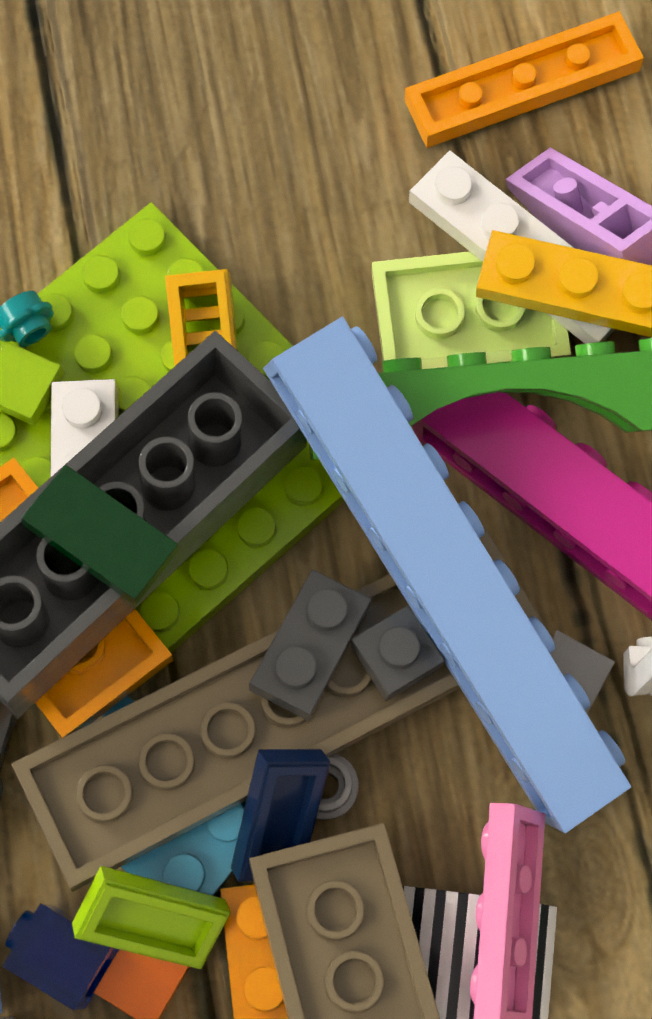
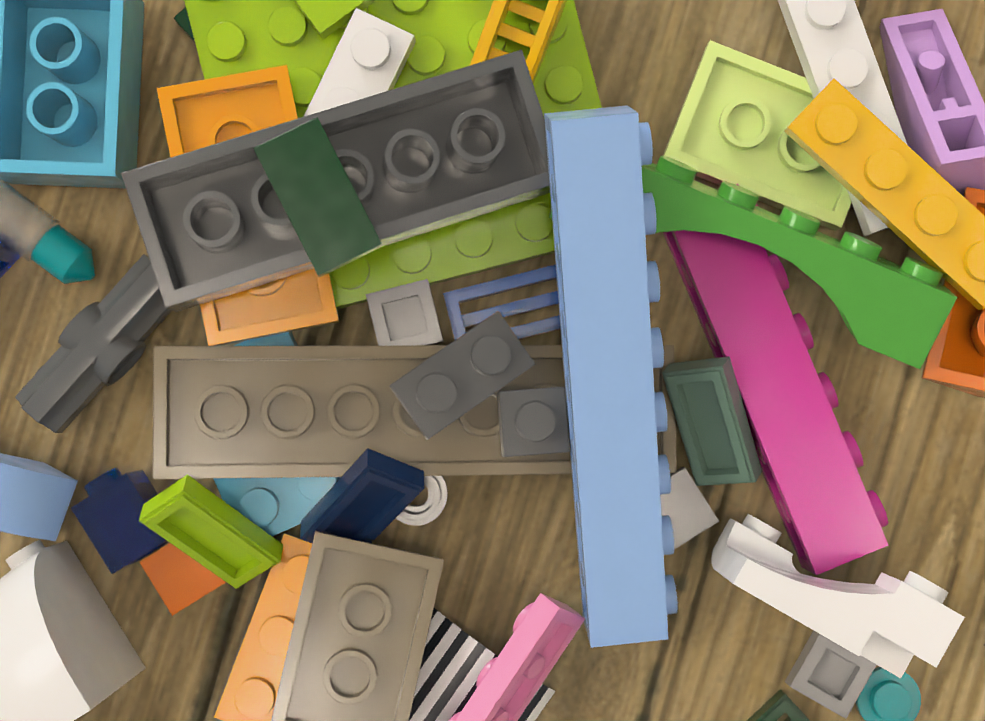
camera: 25 degrees right, 15 degrees up
(229, 624) = (405, 315): none -> light grey plate
(267, 590) = (460, 322): none -> blue tile
(558, 573) = (712, 421): none -> sand green tile

